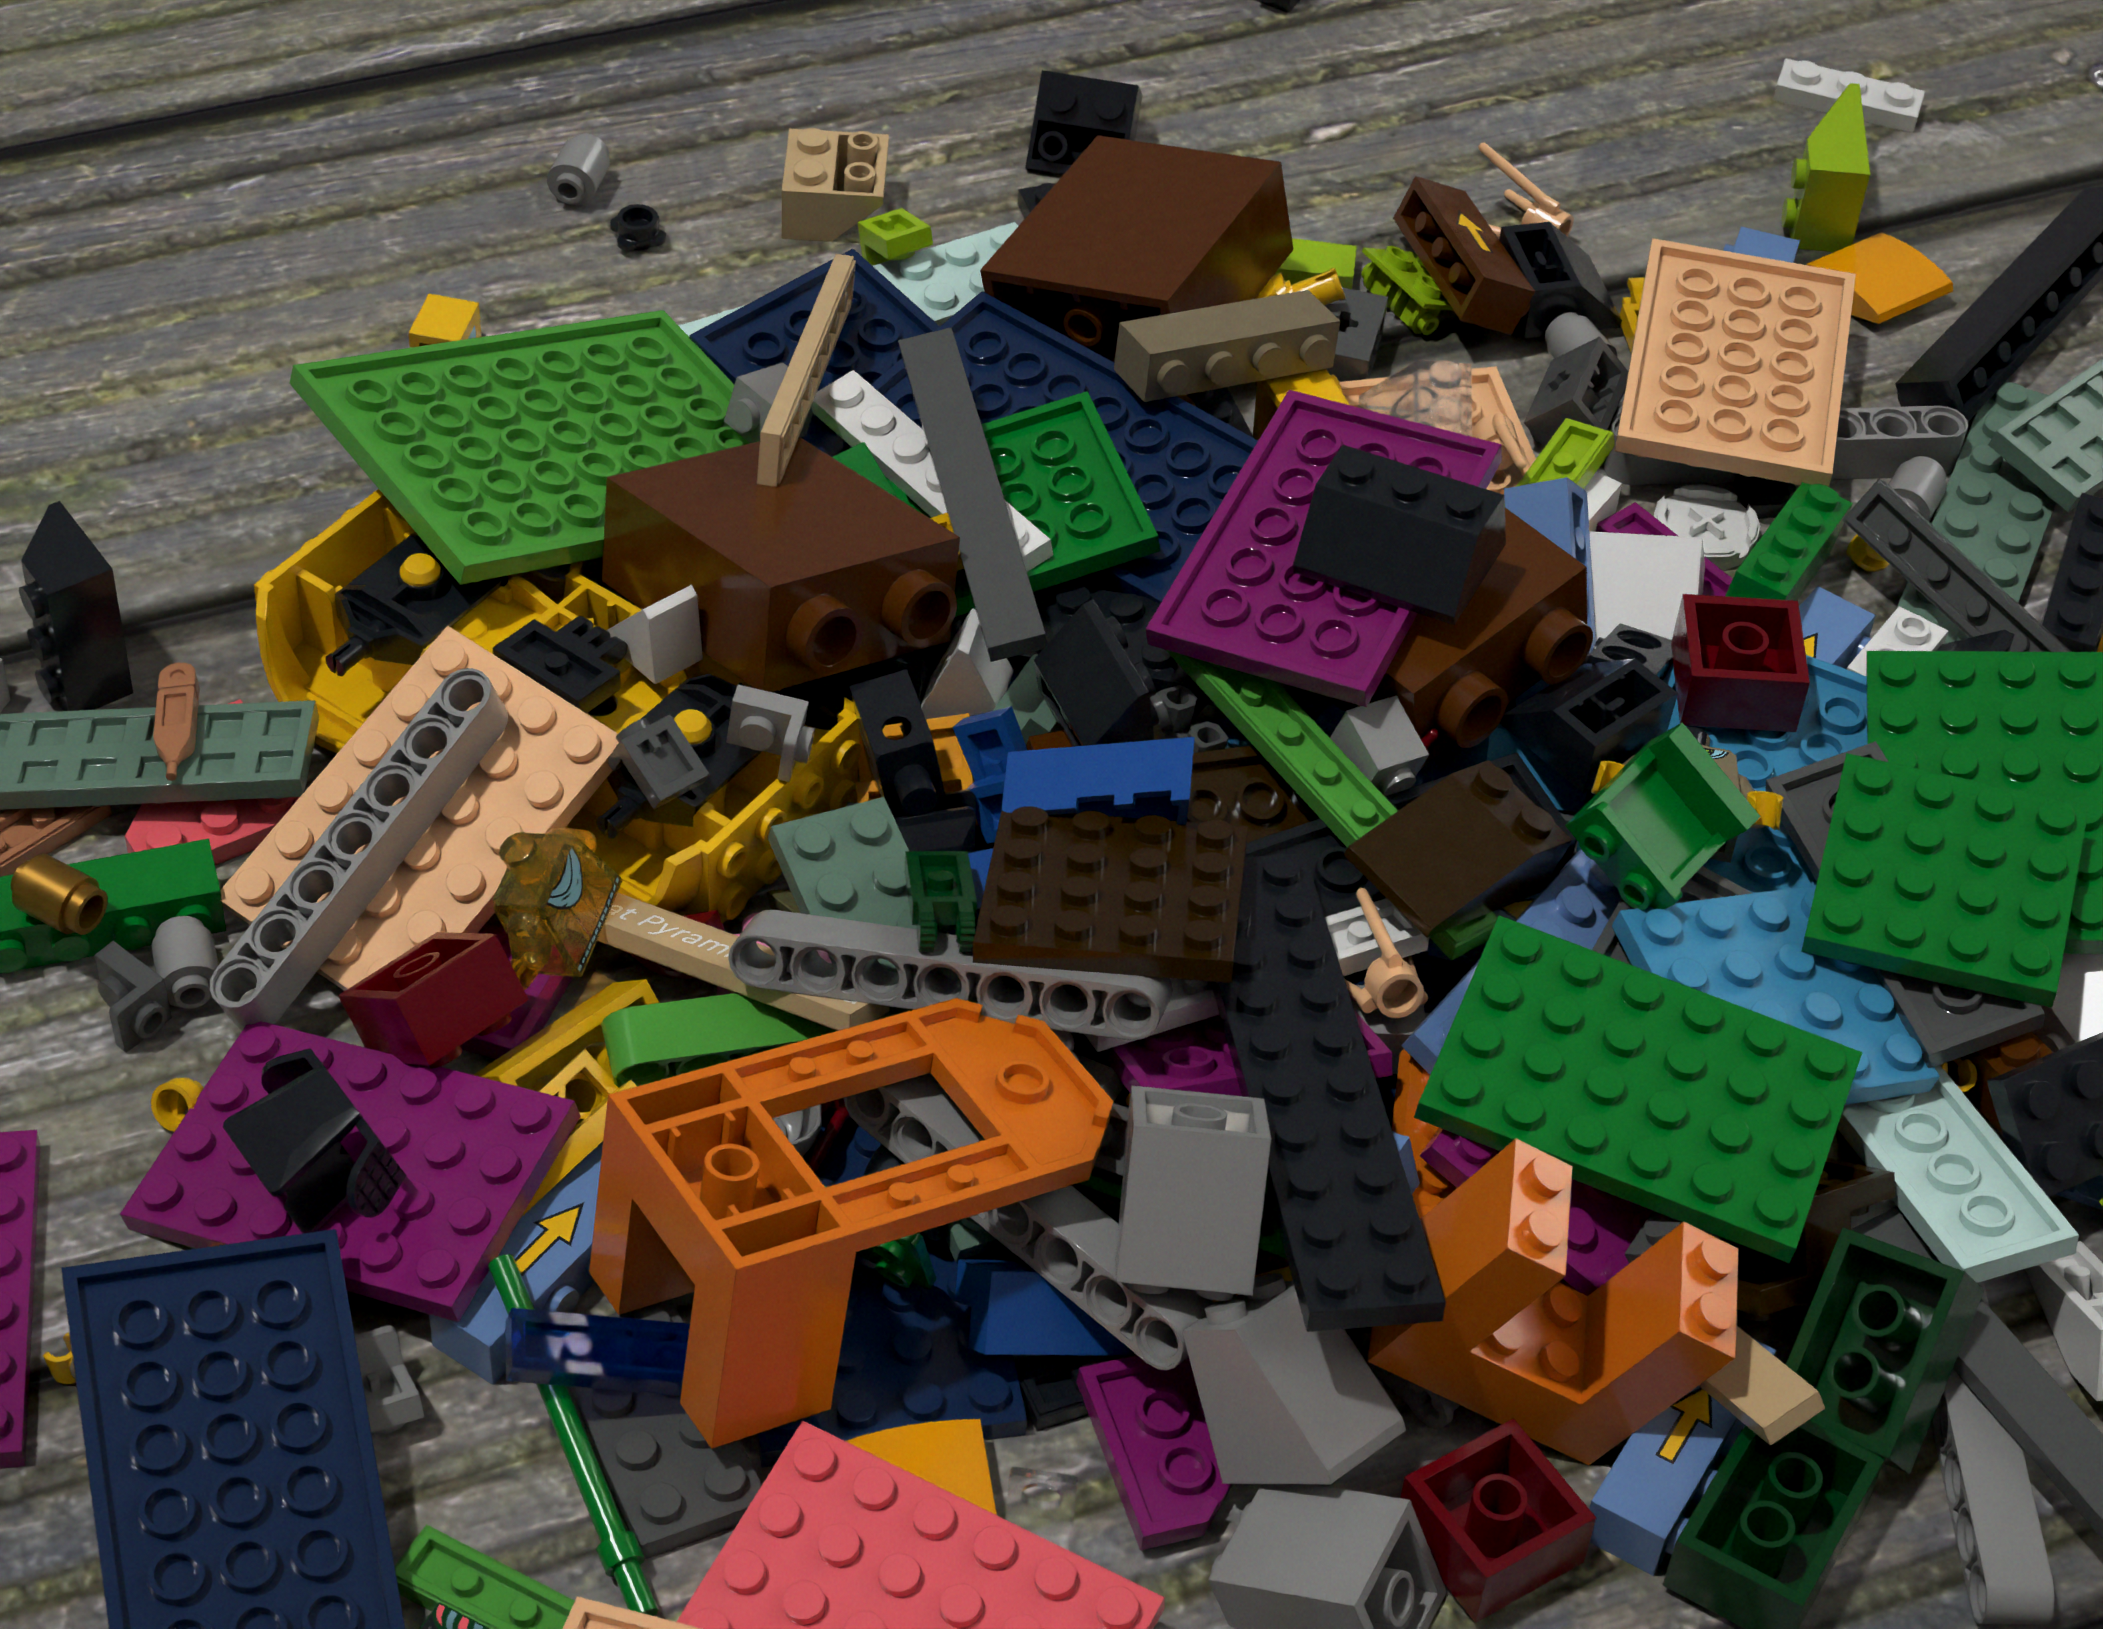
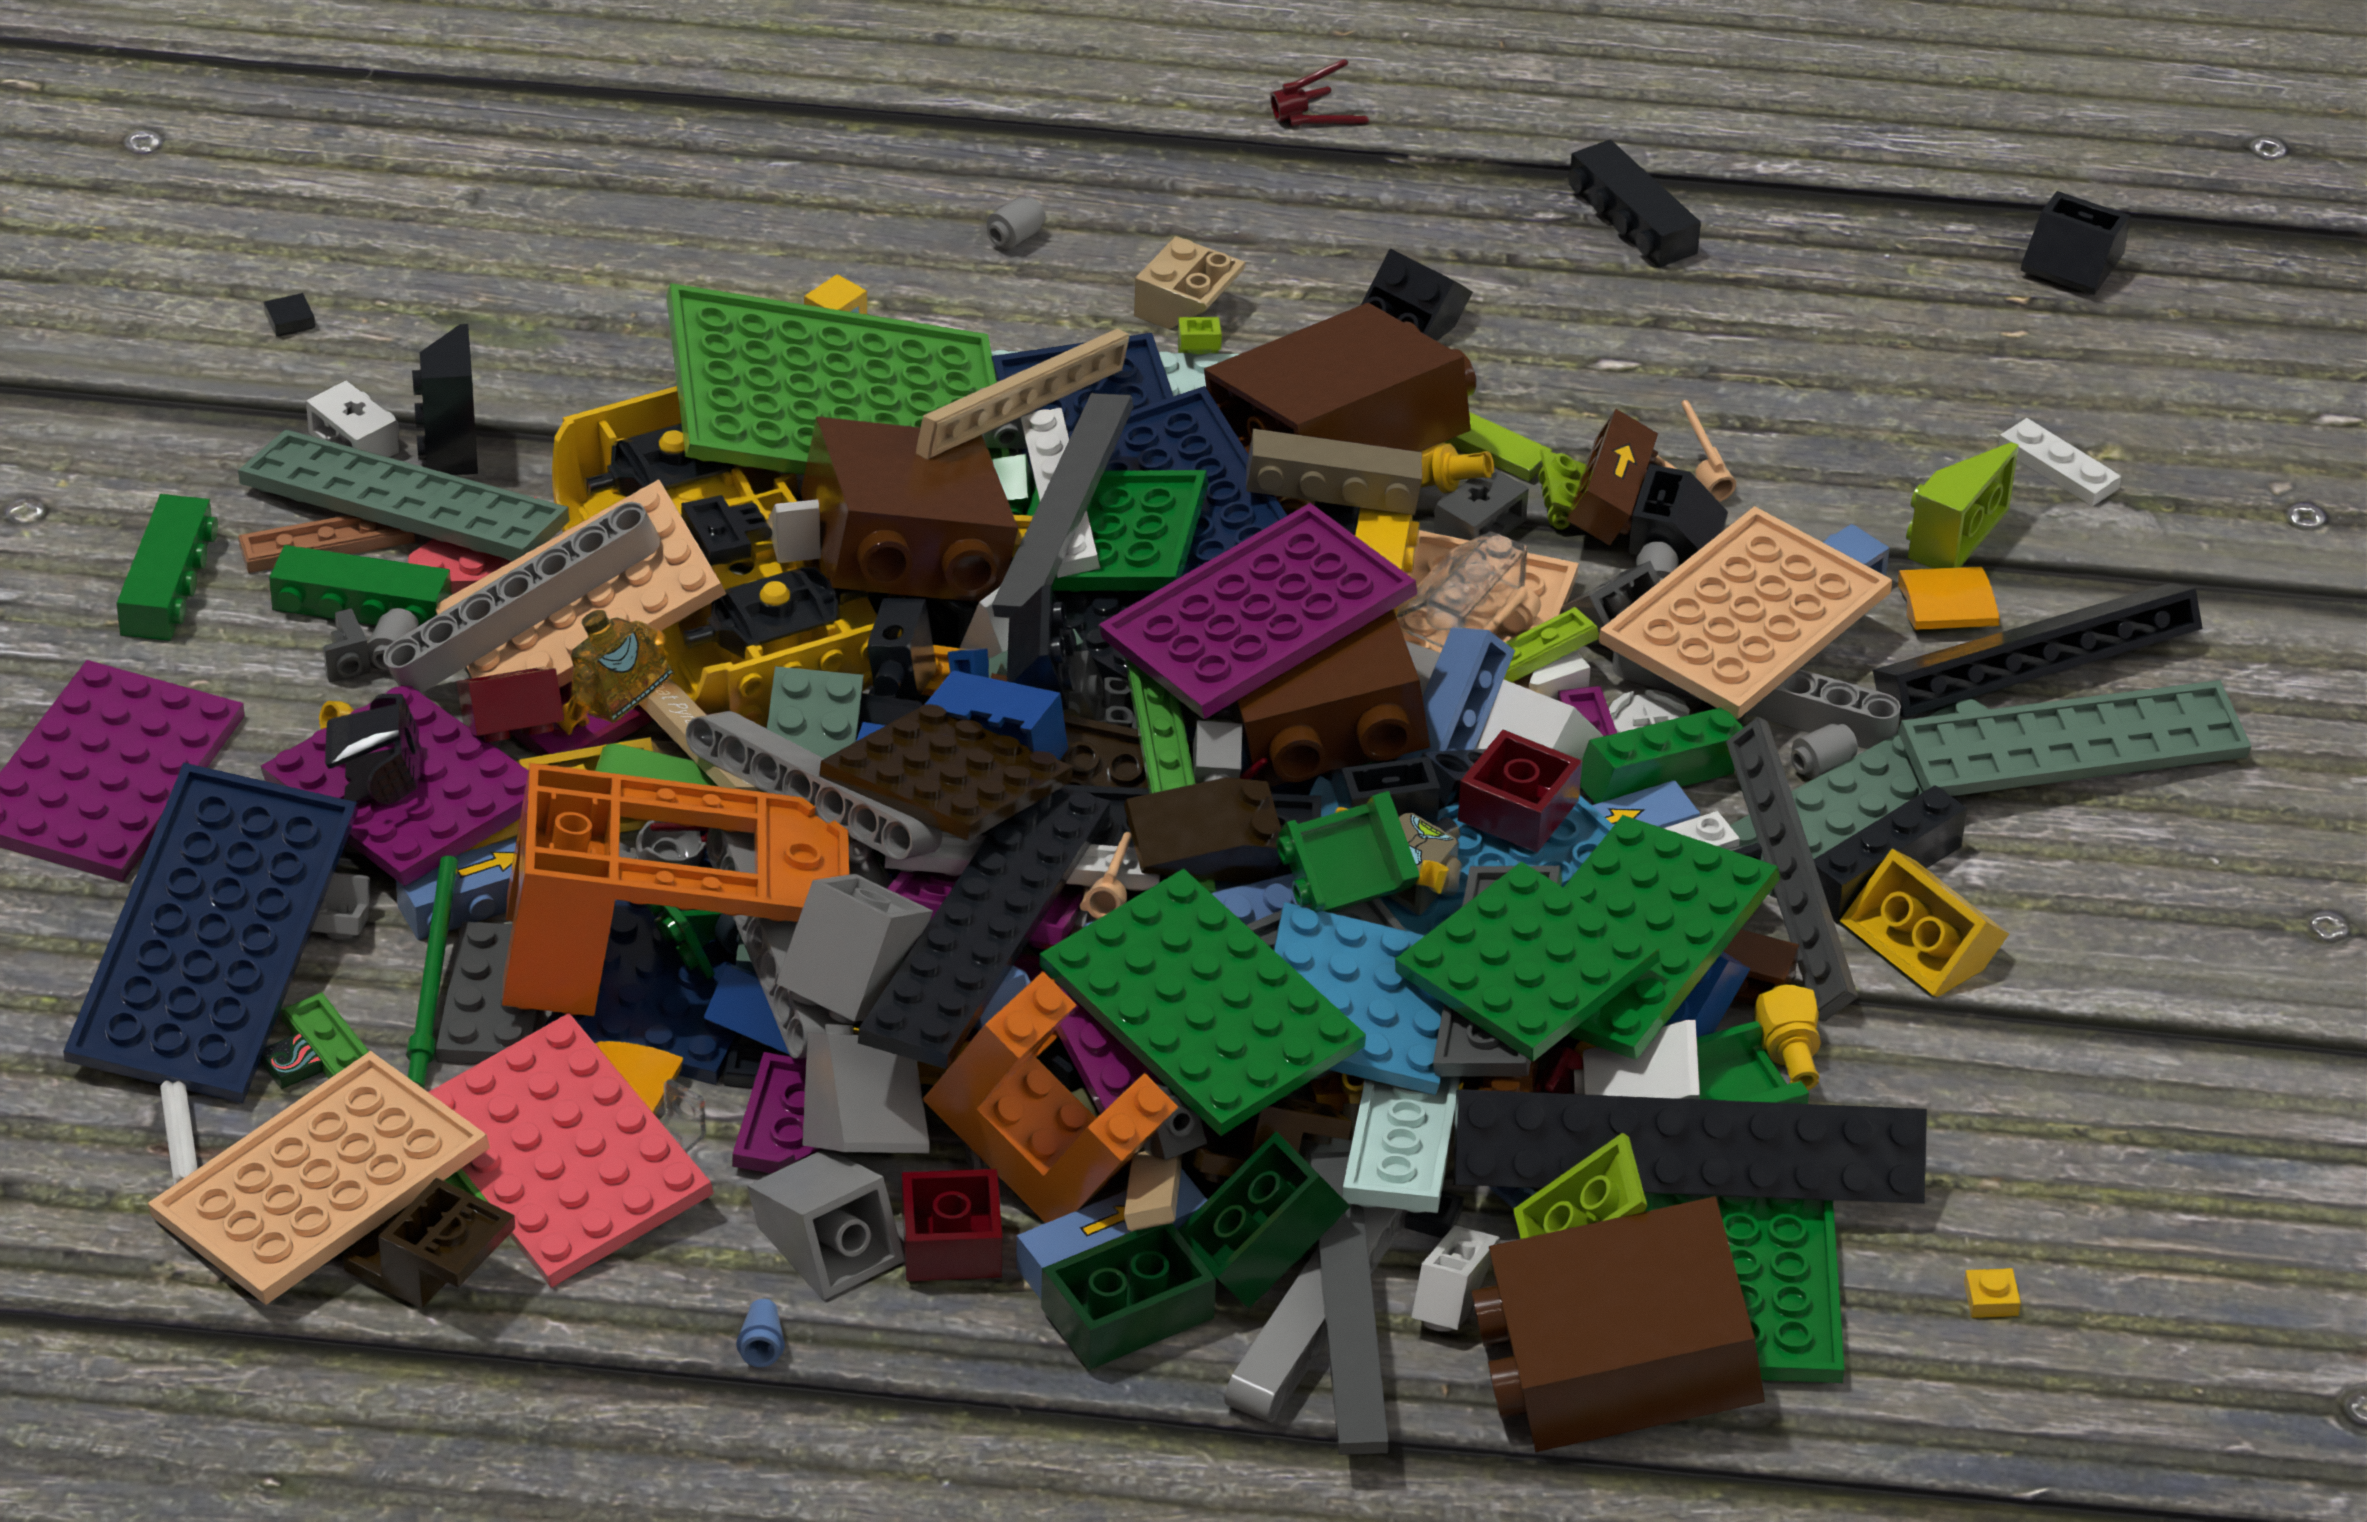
camera: 30 degrees right, 5 degrees down
(58, 895) = (329, 567): pearl gold brick -> none
(176, 715) = (475, 487): nougat piece -> none
(595, 1351) = (461, 924): clear blue plate -> none
(637, 228) = (1030, 276): black plate -> none
(658, 759) = (730, 602): dark grey bracket -> none
(771, 725) = (817, 605): light grey bracket -> none
(941, 896) = (833, 733): dark green hinge -> none
(1400, 534) = (1290, 612): black slope -> none

